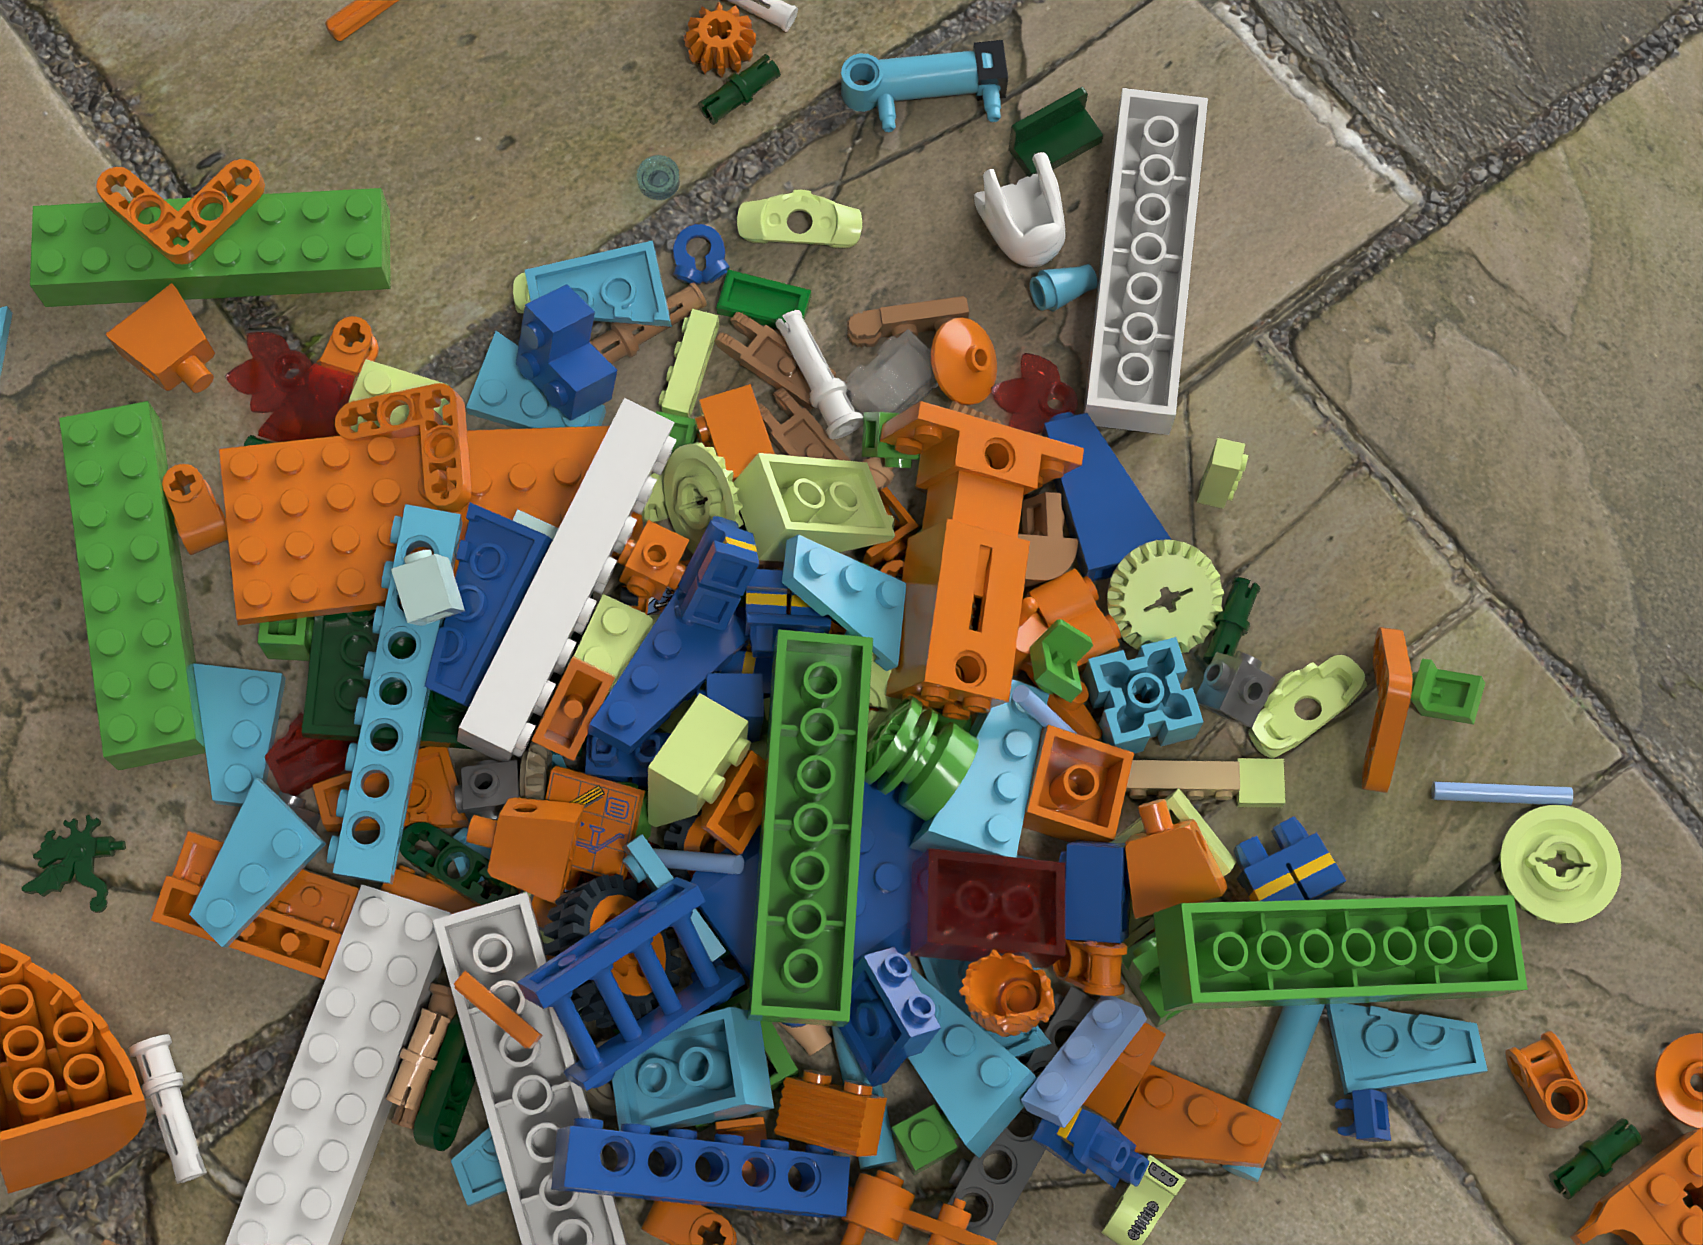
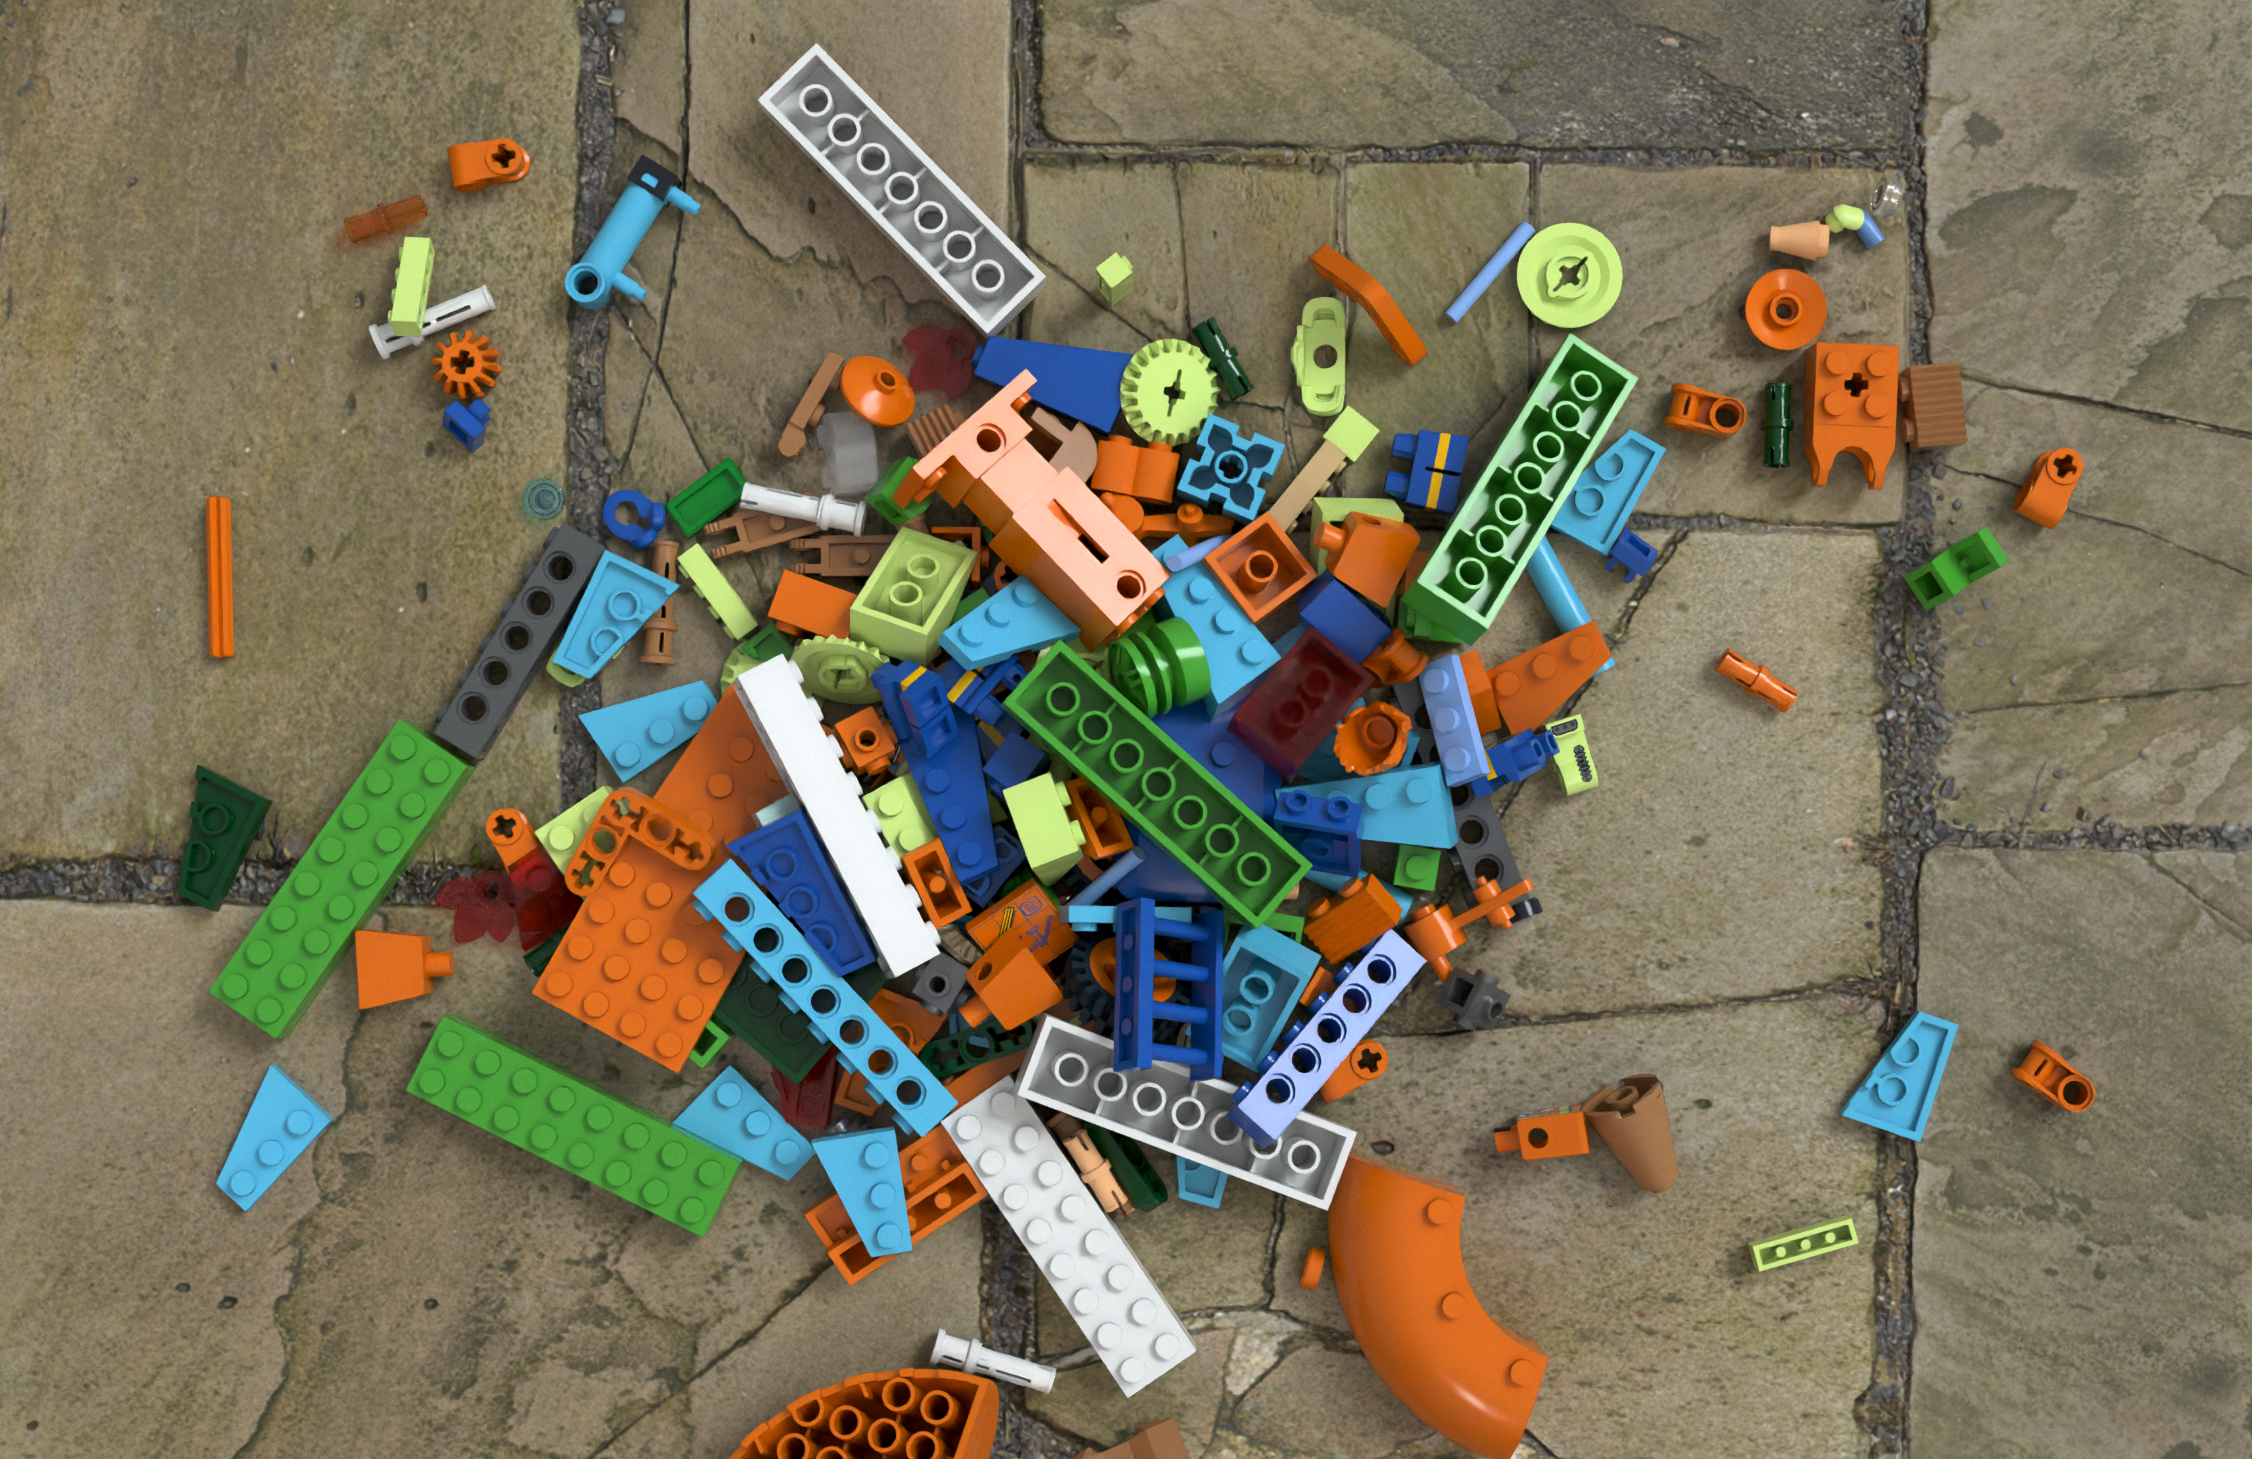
camera: 50 degrees left, 15 degrees up
(77, 858) = (753, 1301): dark green piece -> none
(176, 223) = (312, 897): orange beam -> none
(186, 132) = (220, 836): none -> dark green wing
(197, 513) = (559, 1040): orange piece -> none
(427, 588) = (773, 924): light aqua brick -> none
(497, 1010) = (1118, 1096): orange tile -> none
(504, 256) = (544, 630): none -> dark grey brick
(559, 354) = (646, 686): blue brick -> none
(673, 73) = (467, 424): none -> blue tile
(739, 89) = (518, 381): dark green pin -> none
(831, 225) = (643, 444): yellowish green piece -> none
(1024, 216) = (796, 253): white hair -> none
(1056, 659) = (1161, 513): bright green bracket -> none
(1058, 130) = (748, 176): dark green panel -> none
(1060, 286) = (871, 271): medium azure cone -> none
(1235, 687) = (1274, 399): flat silver brick -> none
(1446, 693) = (1392, 251): bright green bracket -> none

